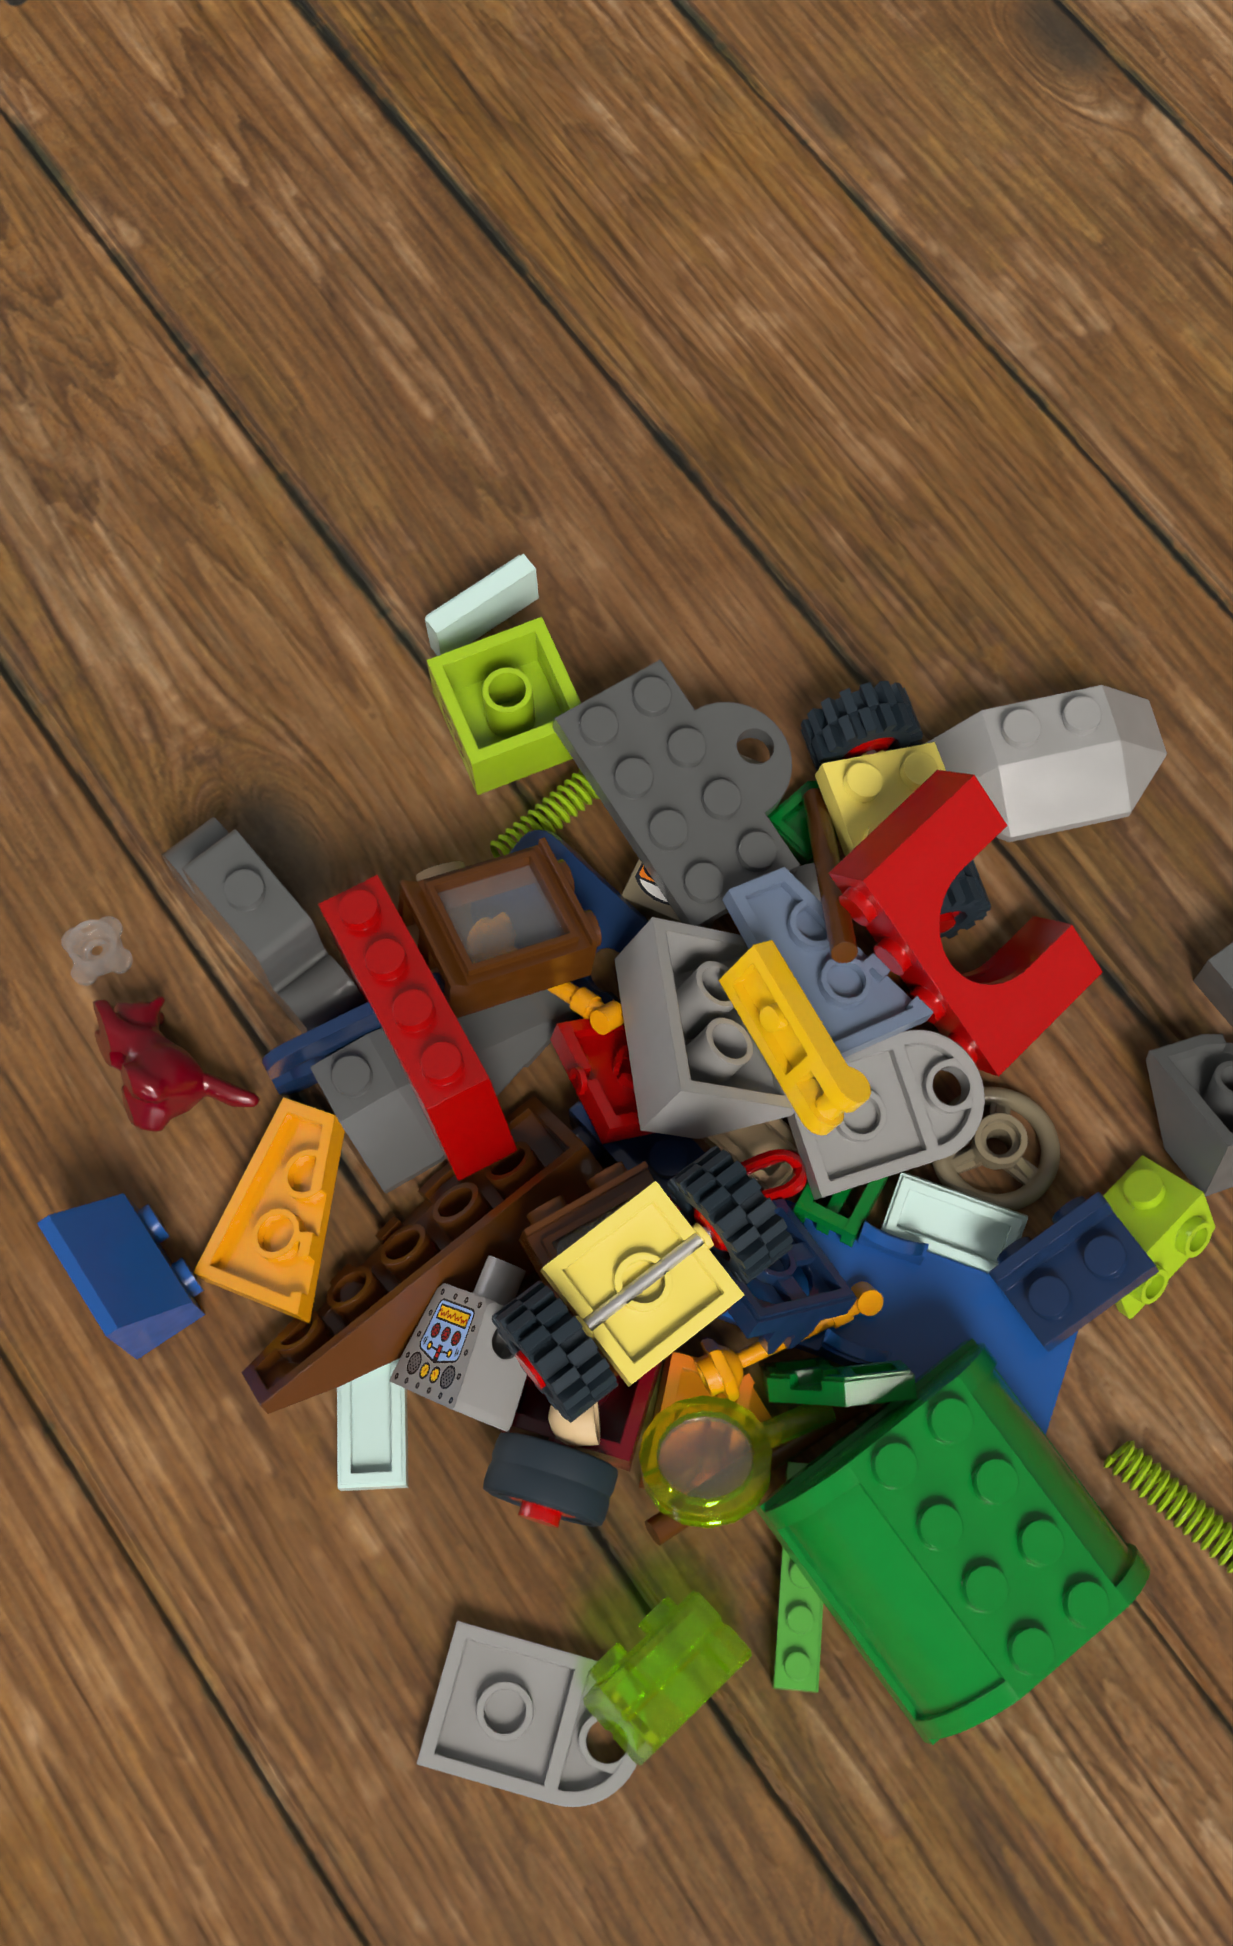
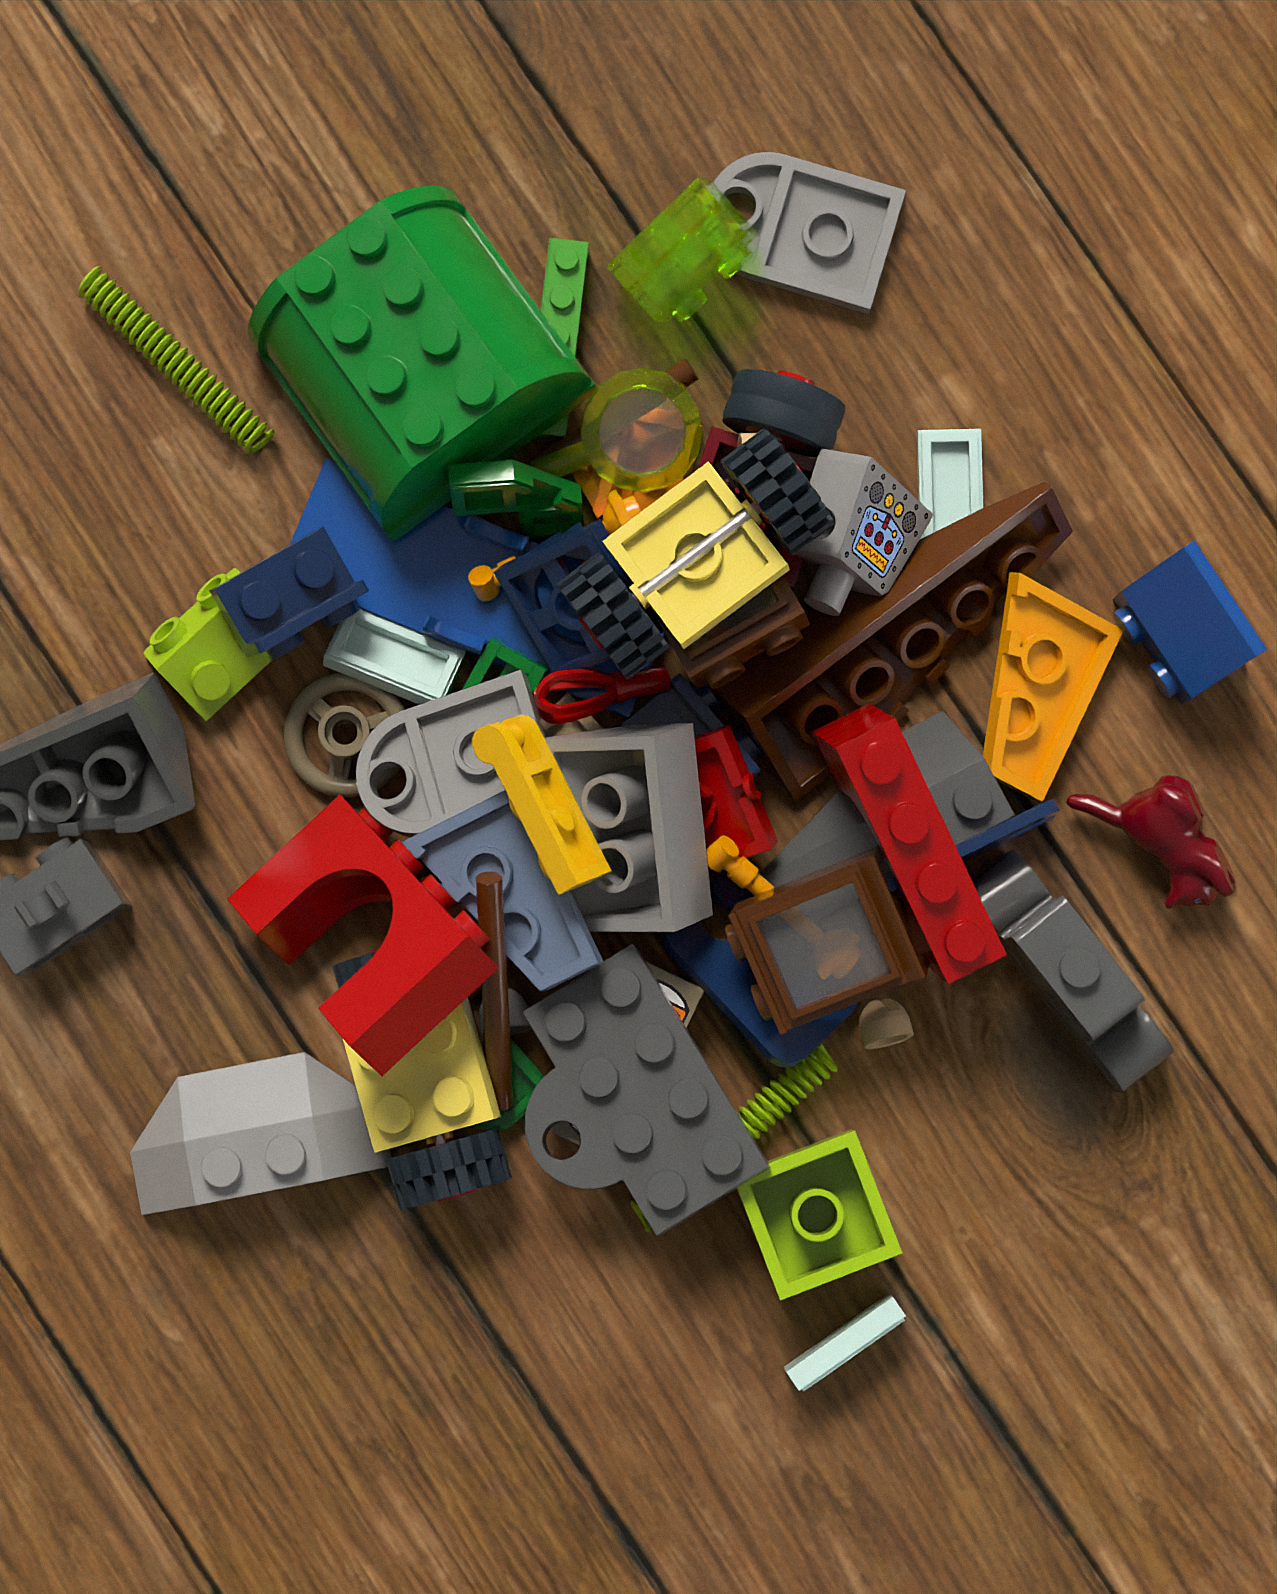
camera: 175 degrees left, 15 degrees up
(92, 933) = (1255, 974): clear plate -> none

